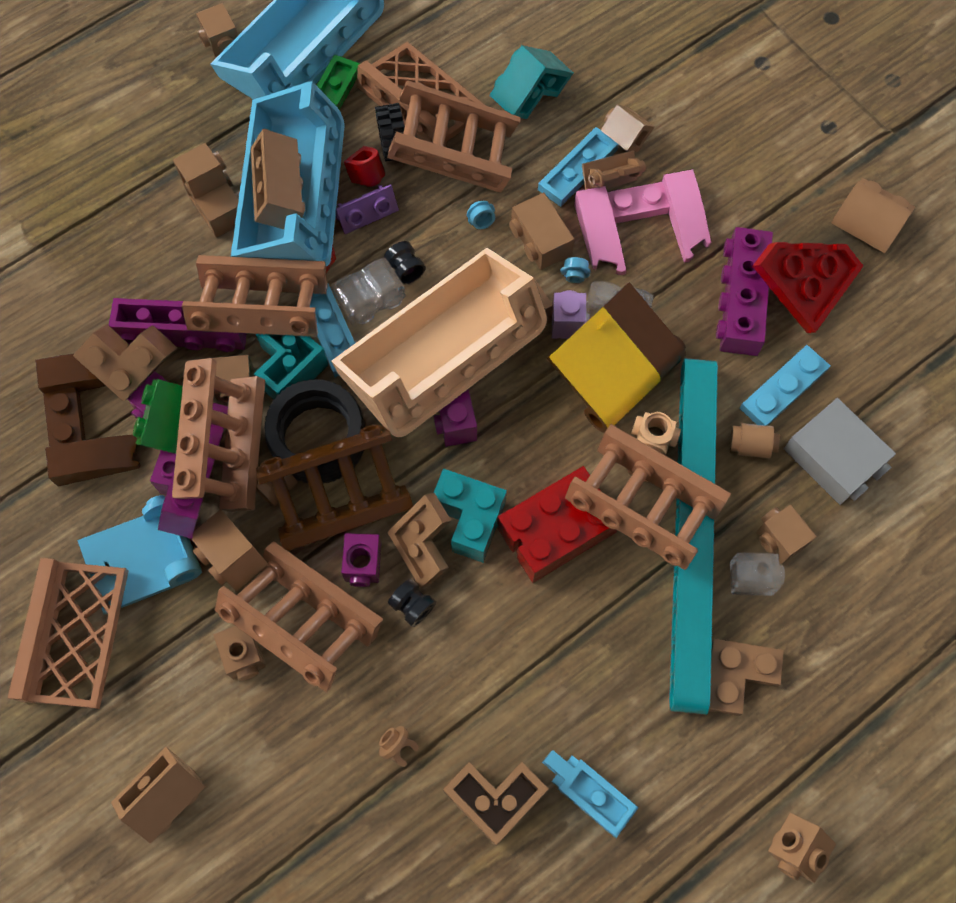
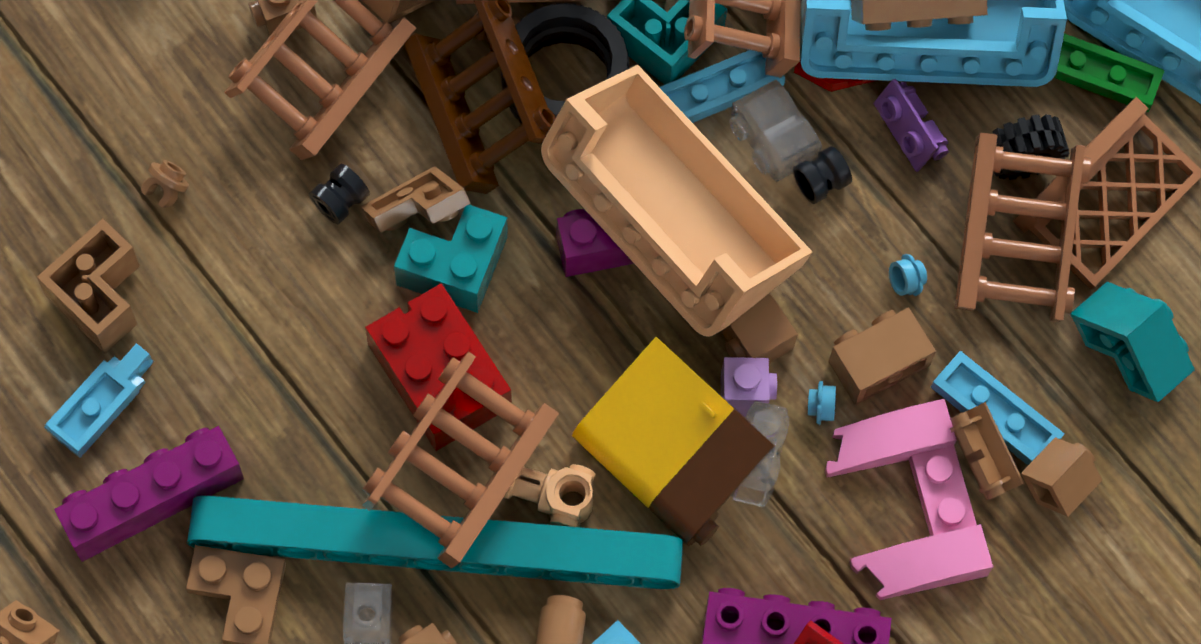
camera: 85 degrees right, 0 degrees up
(358, 545) = (406, 148): magenta brick -> none
(365, 167) = (965, 124): red plate -> none
(671, 746) = (149, 493): none -> magenta brick

